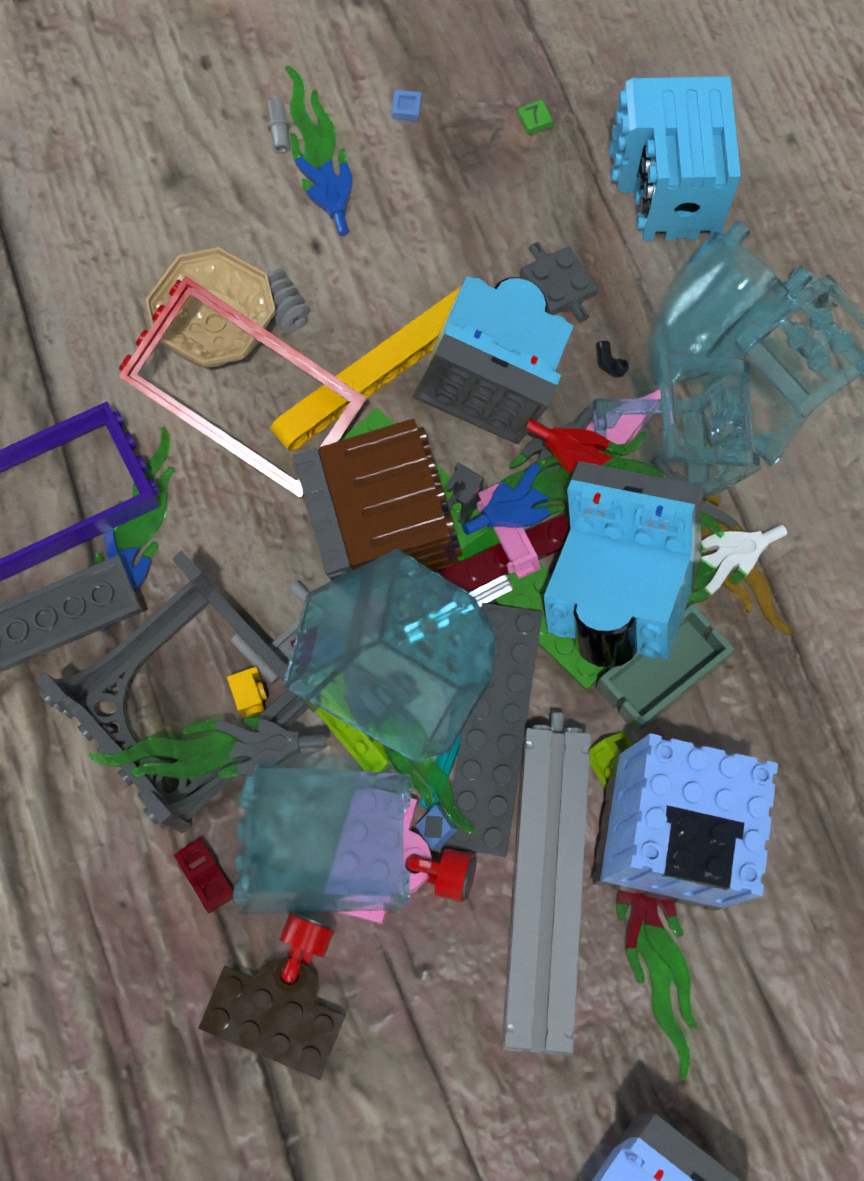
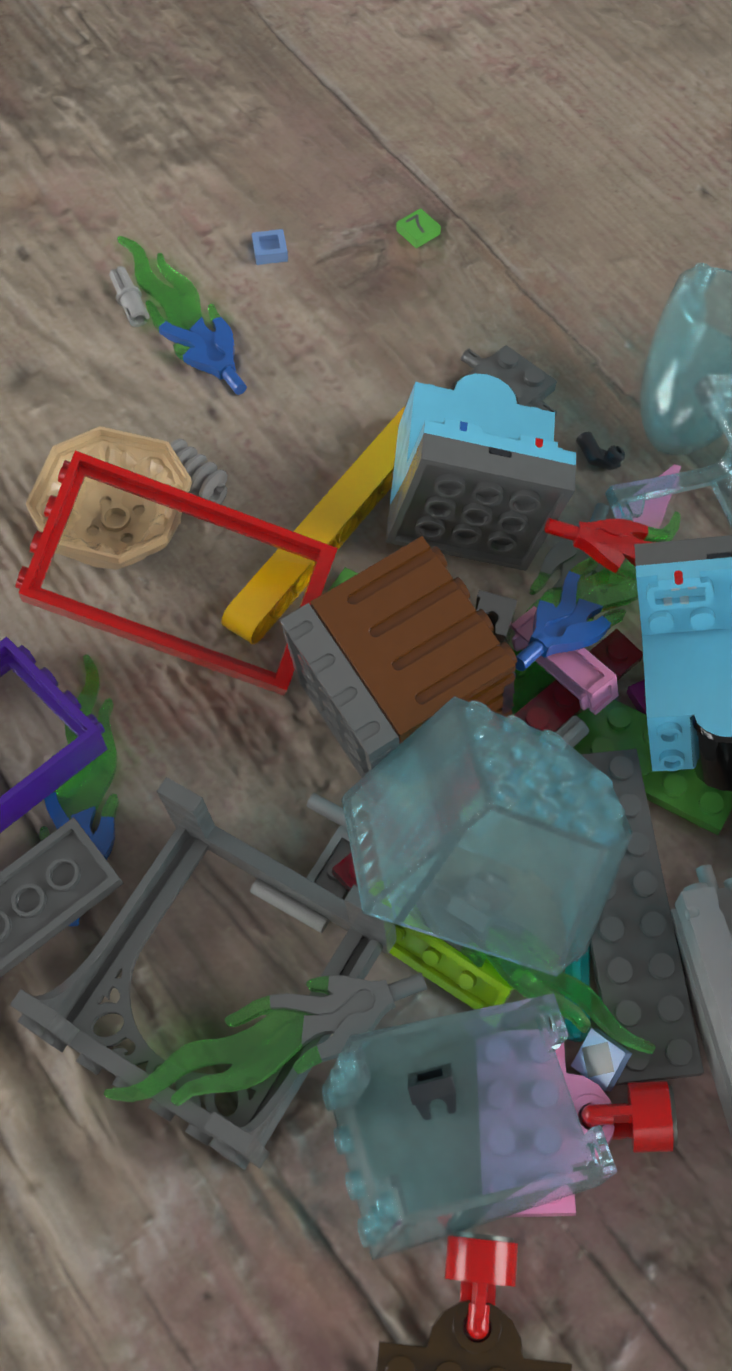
camera: 15 degrees left, 10 degrees down
(204, 875) = (309, 1219): dark red slope -> none
(247, 693) = (293, 952): yellow brick -> none
(310, 811) = (431, 1085): none -> black tile
(677, 153) = (602, 215): medium azure piece -> none

